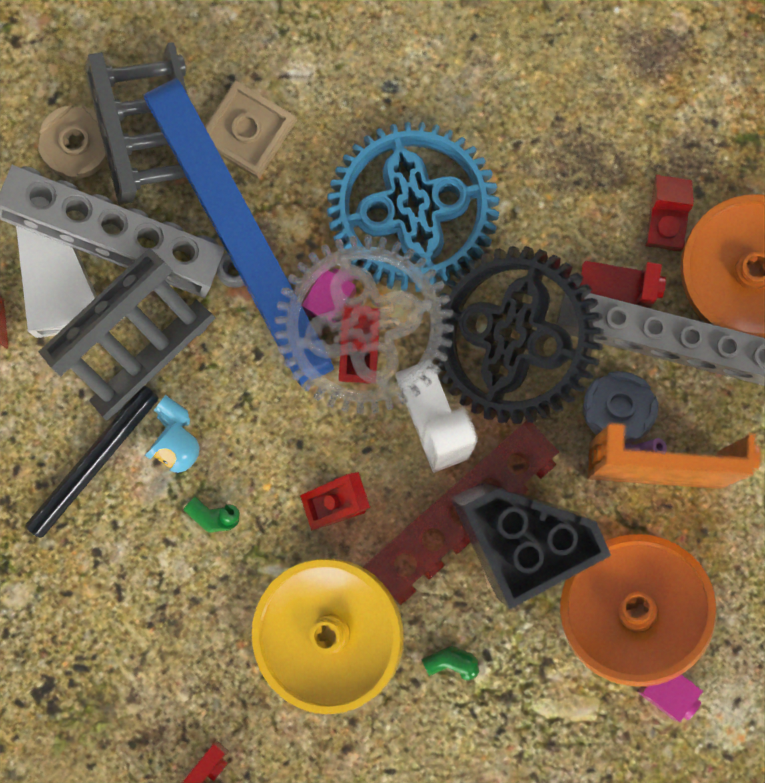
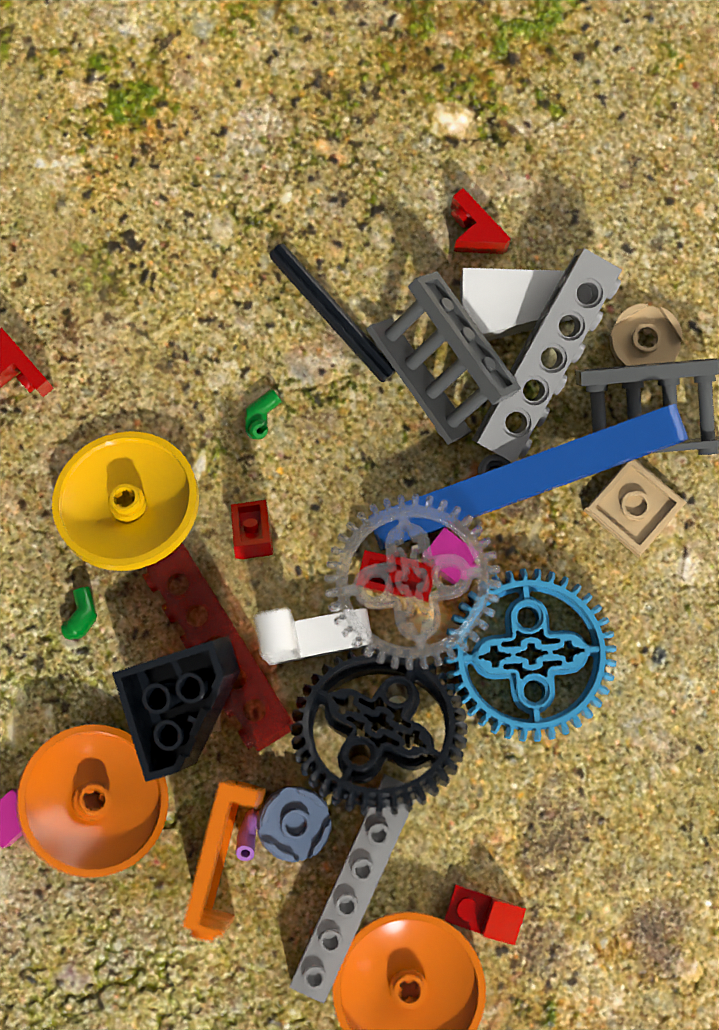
camera: 95 degrees right, 0 degrees up
(175, 445) = (332, 389): medium azure piece -> none
(624, 283) = (417, 849): red bracket -> none

